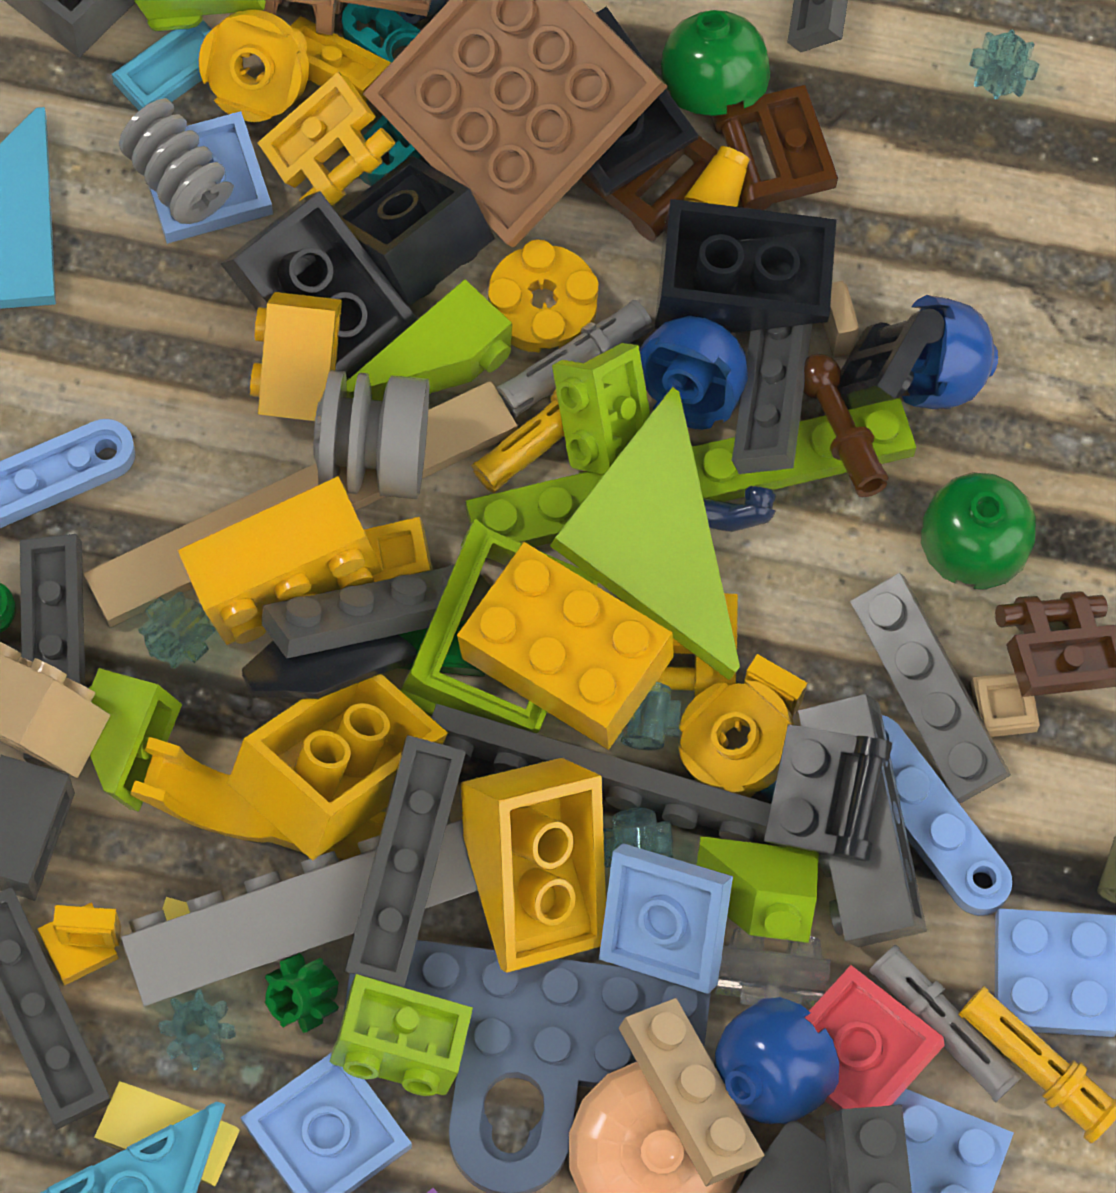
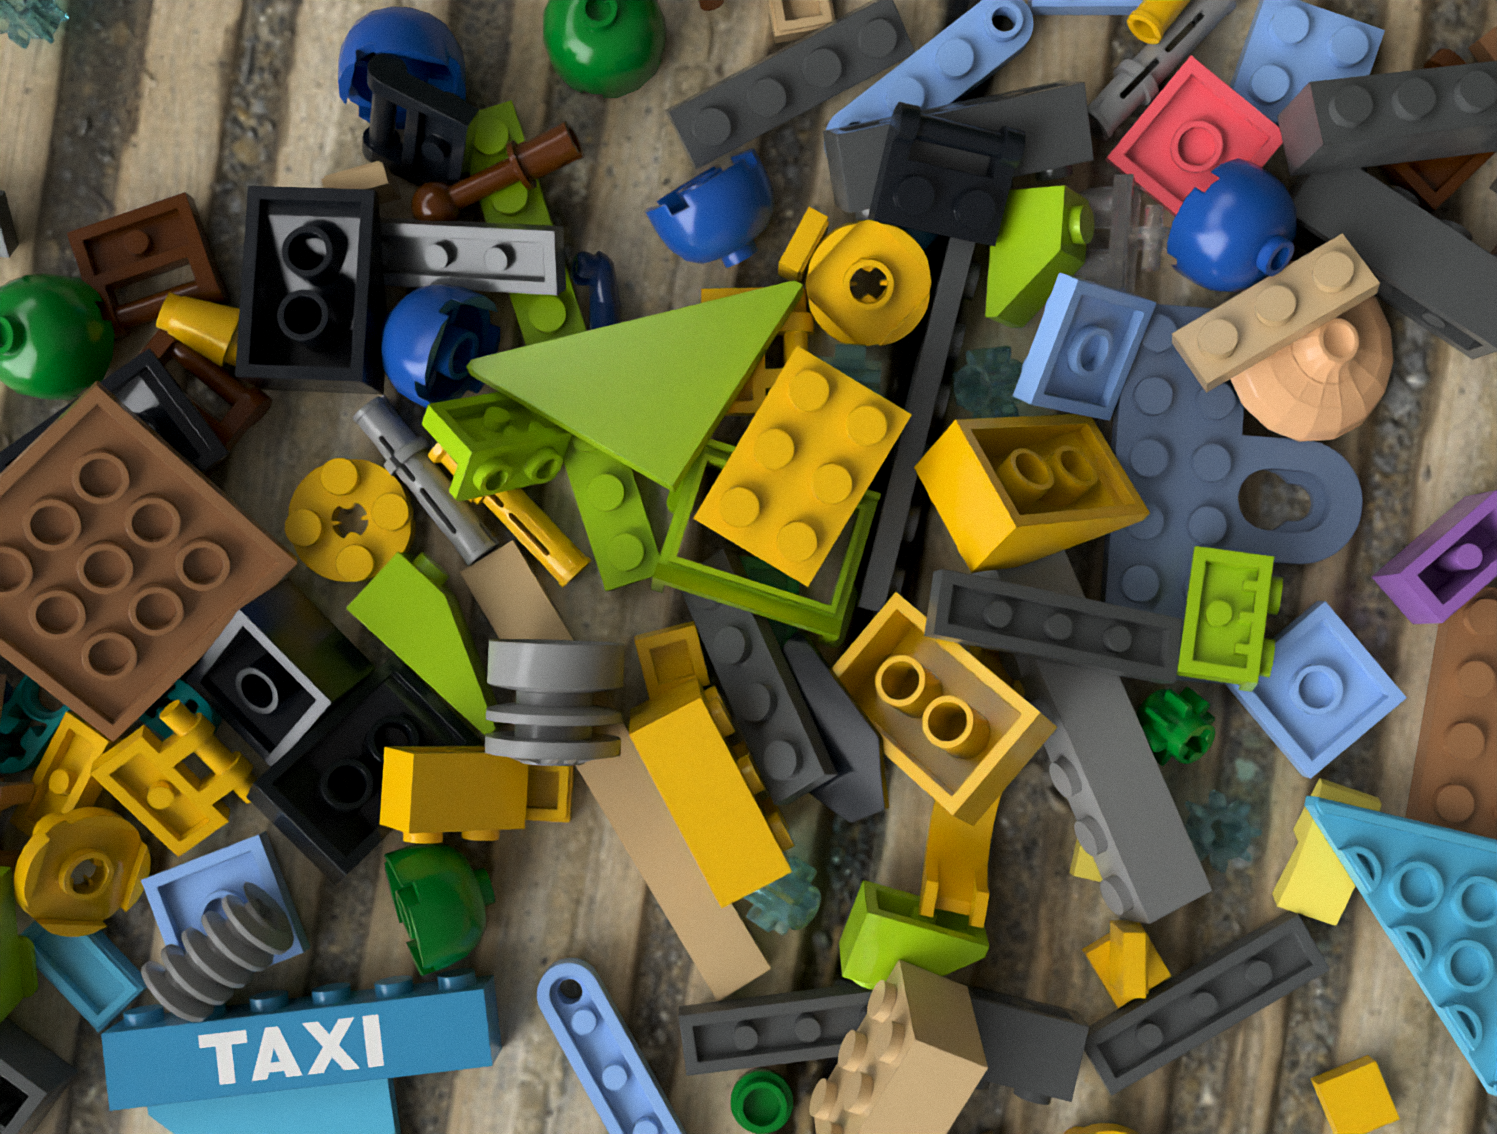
camera: 85 degrees left, 20 degrees up
(87, 234) = (303, 1040): none -> dark azure brick
(198, 341) = (438, 902): none -> green cylinder
(286, 443) = (550, 793): none -> yellow tile
(805, 609) = (717, 212): none -> blue cylinder

